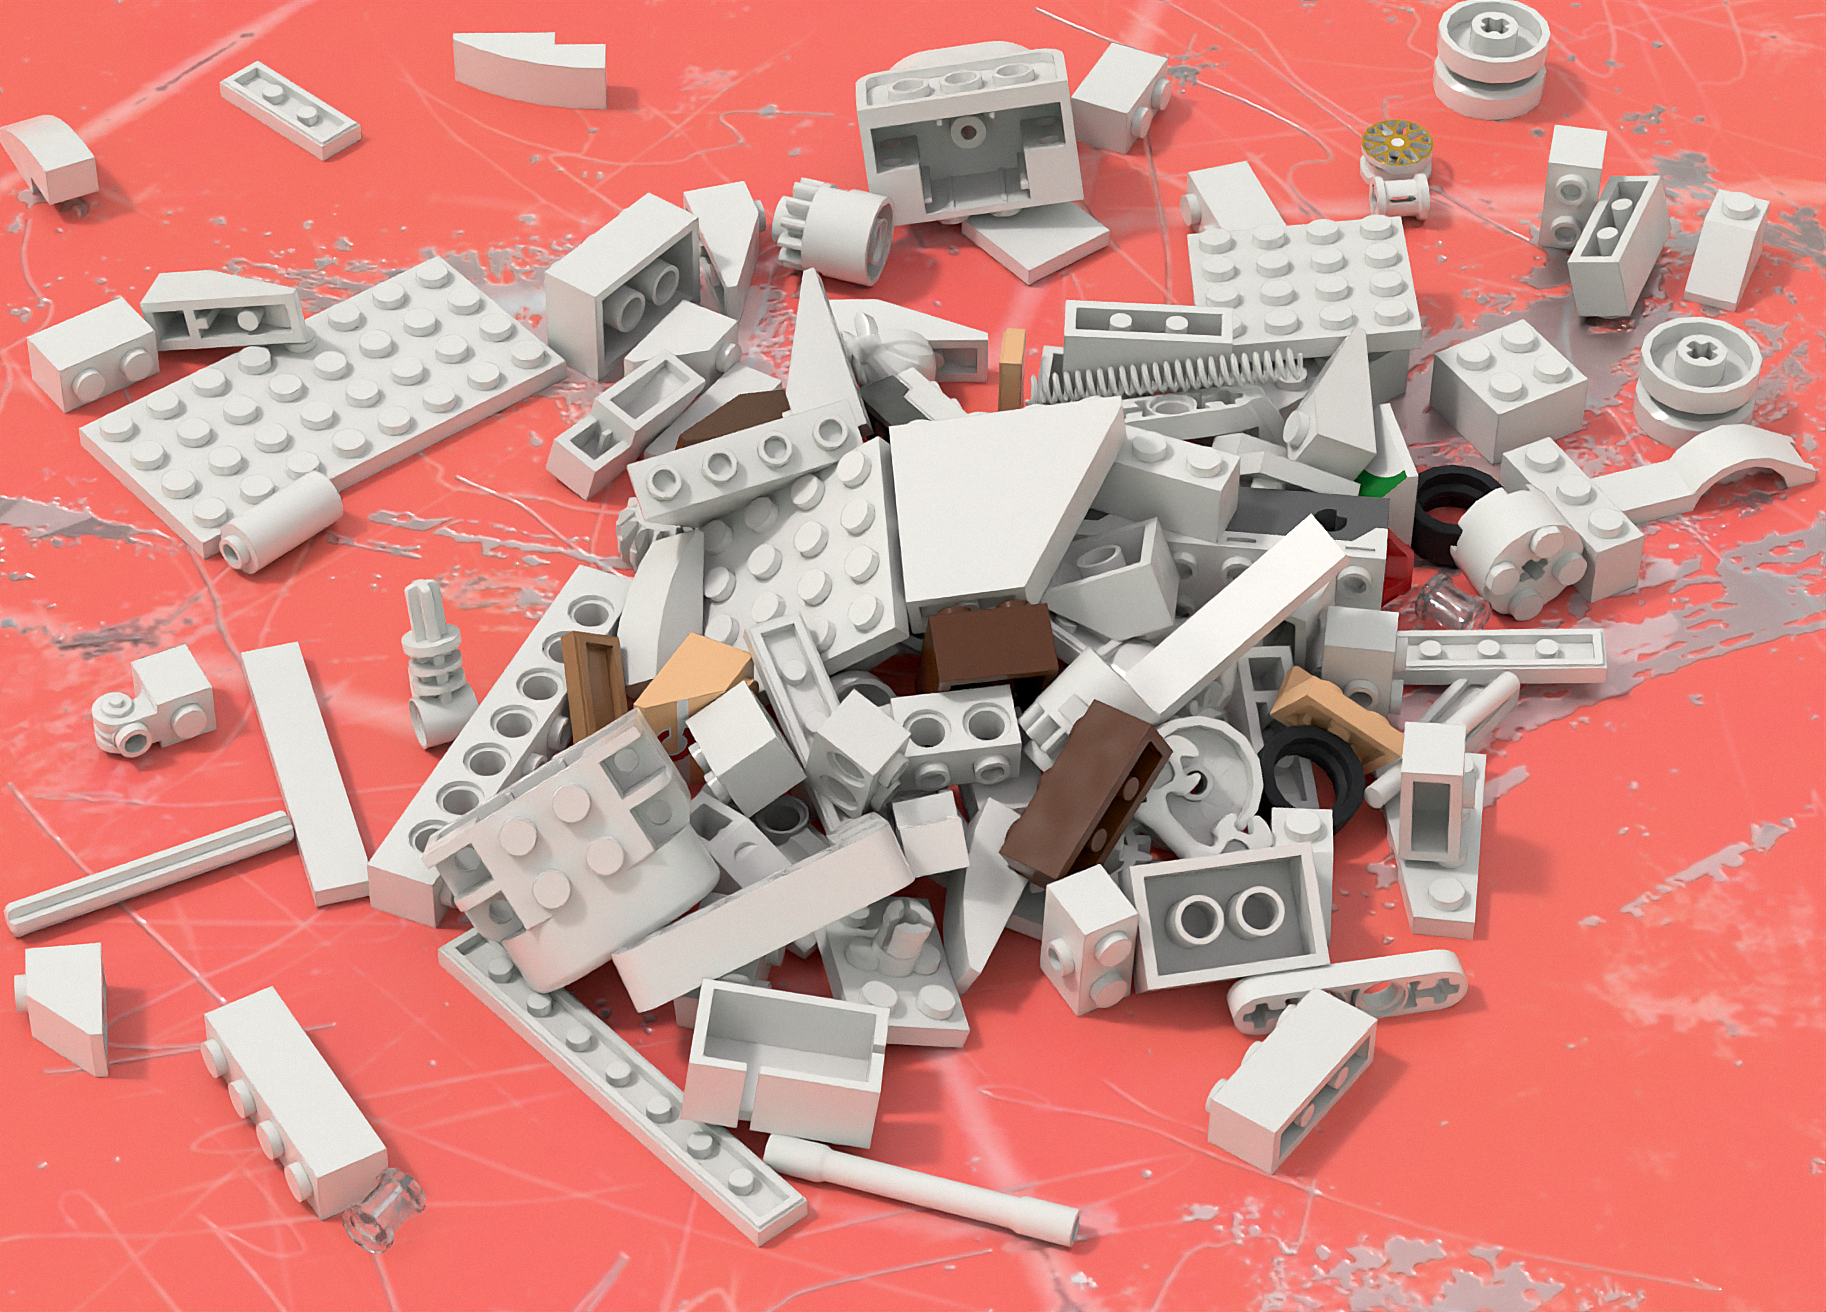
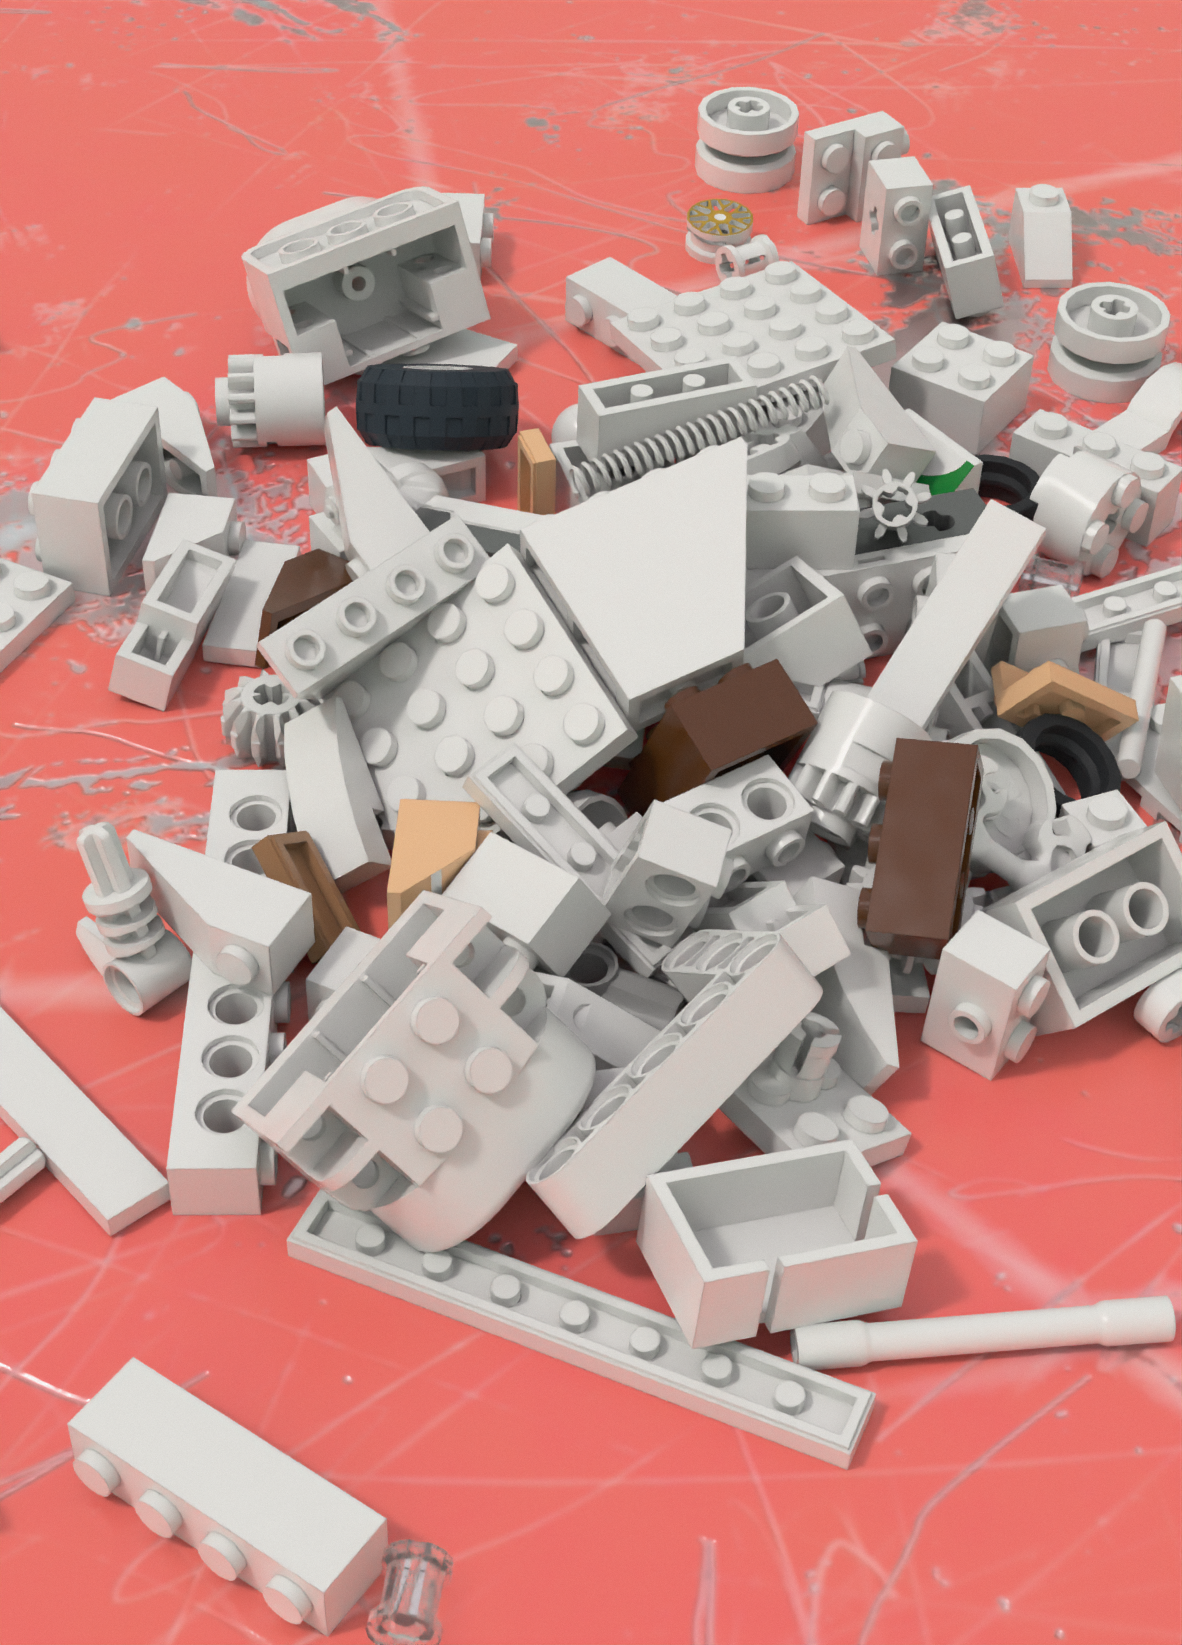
camera: 25 degrees left, 0 degrees up
(516, 692) = (228, 916): none -> white slope
(968, 278) = (437, 407): none -> black wheel
(1263, 497) = (889, 490): none -> white gear
(1568, 99) = (837, 164): none -> white plate

